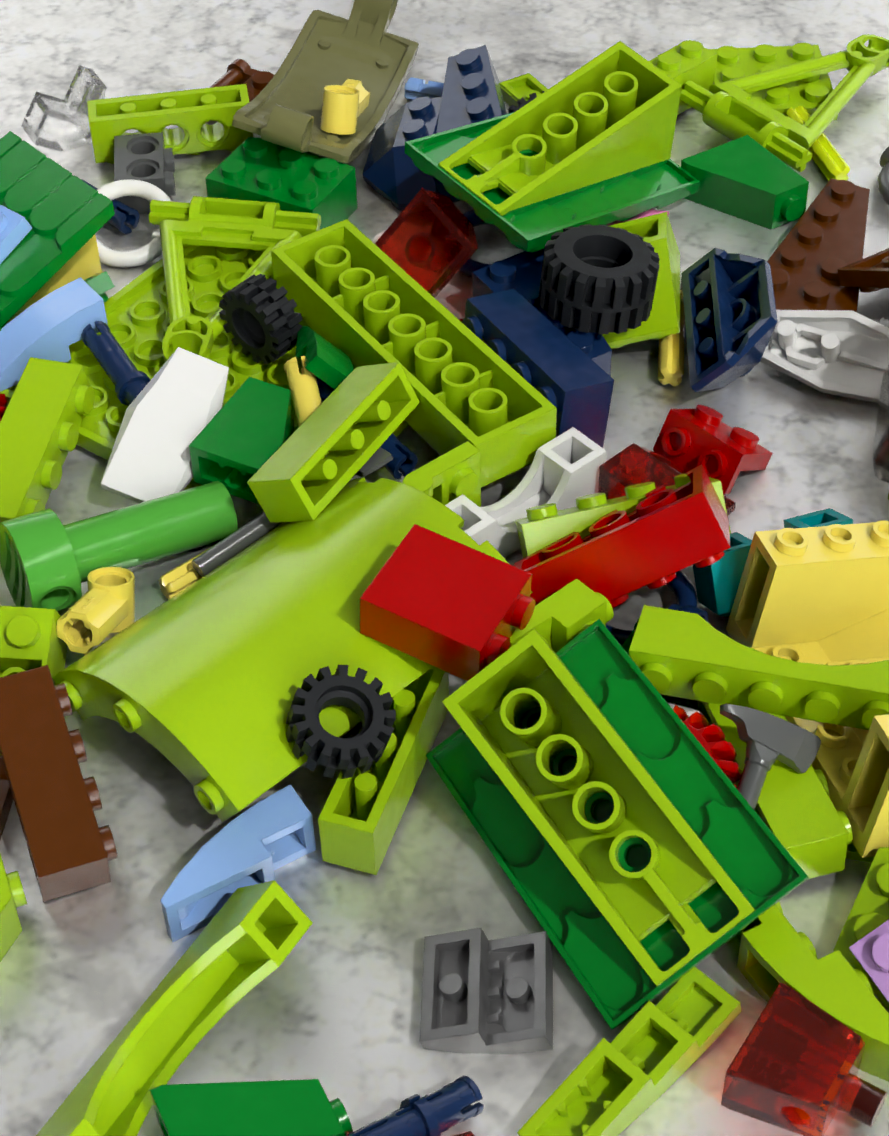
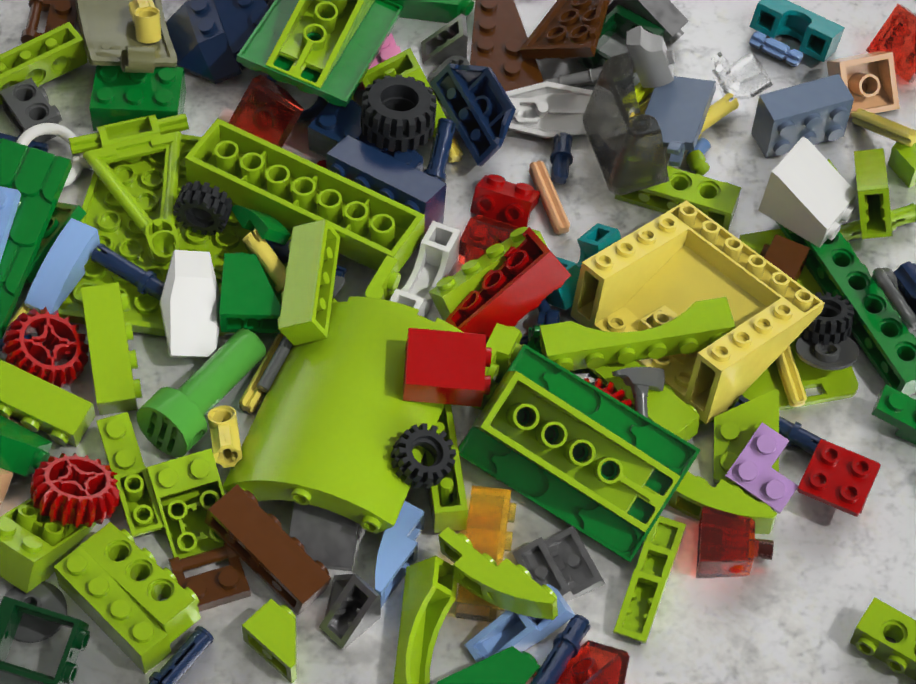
camera: 30 degrees left, 10 degrees up
(112, 927) = (350, 609): none -> flat silver slope
(148, 803) = (325, 535): none -> flat silver slope
(349, 958) = (501, 585): none -> lime slope
(372, 1057) = (517, 631): none -> light blue slope
(373, 921) = (488, 533): none -> clear yellow brick
(642, 358) = (441, 149): none -> dark blue pin
(747, 234) = (446, 42): none -> flat silver slope
(782, 466) = (549, 197): none -> light nougat axle
(829, 419) = (561, 158): none -> dark blue axle

